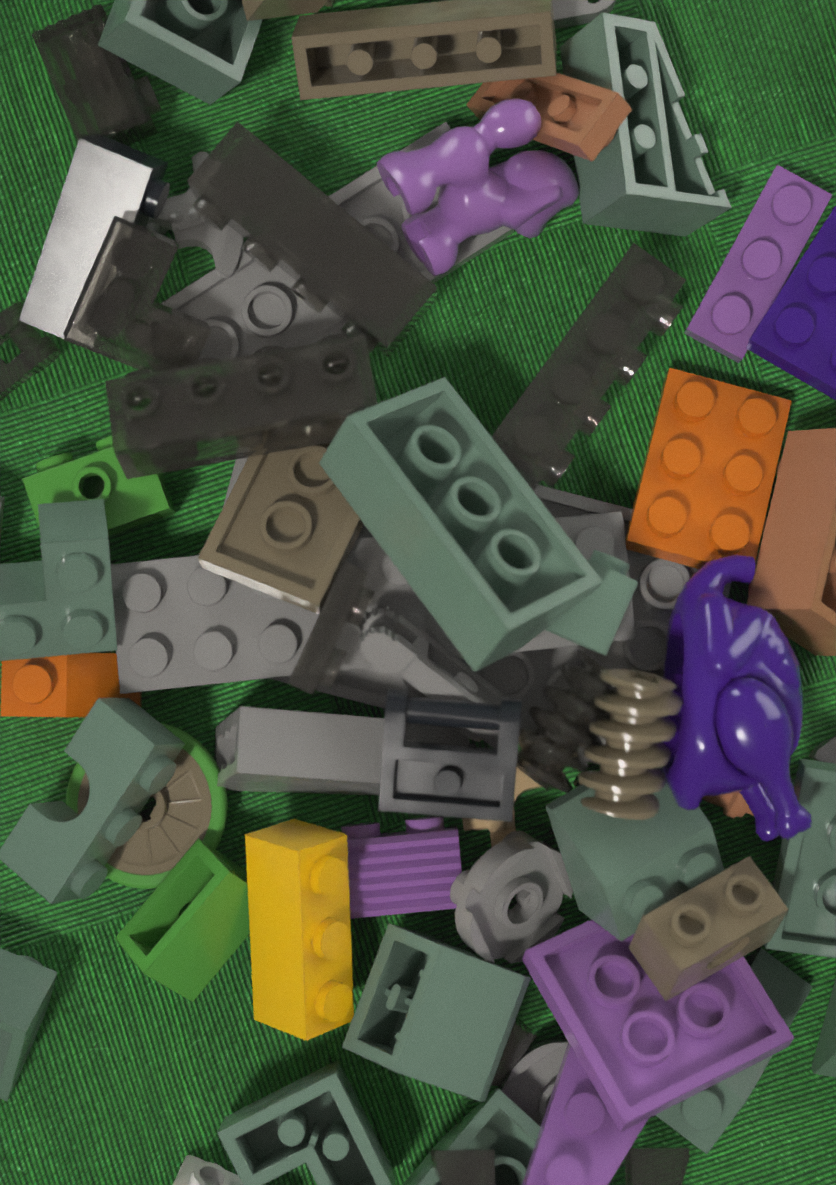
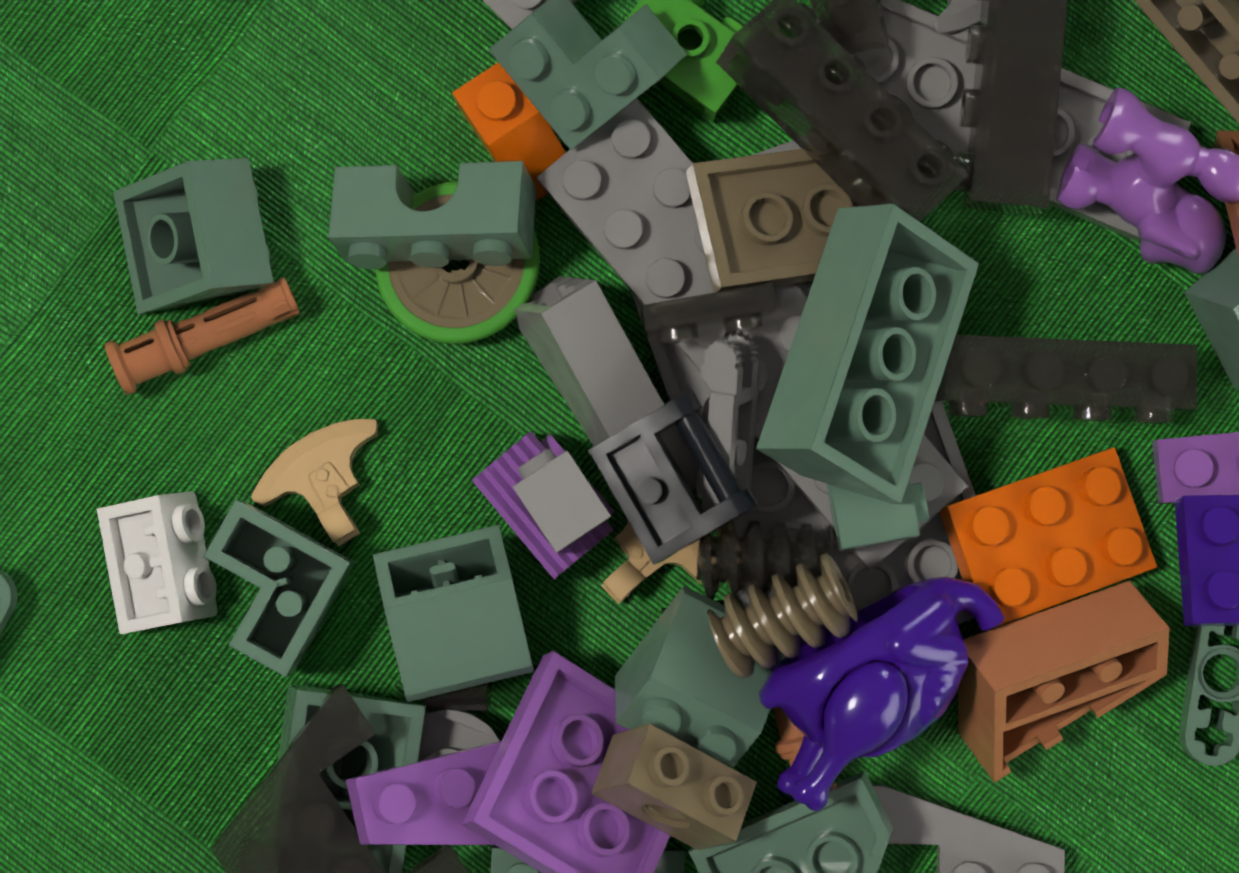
camera: 50 degrees right, 0 degrees up
(54, 1087) = (174, 345): none -> nougat pin
(190, 942) = (374, 379): bright green brick -> none
(238, 1041) = (321, 472): none -> tan piece
(300, 928) = (446, 454): yellow brick -> none
(402, 860) = (559, 498): none -> light grey brick
(482, 895) = (583, 586): light grey plate -> none

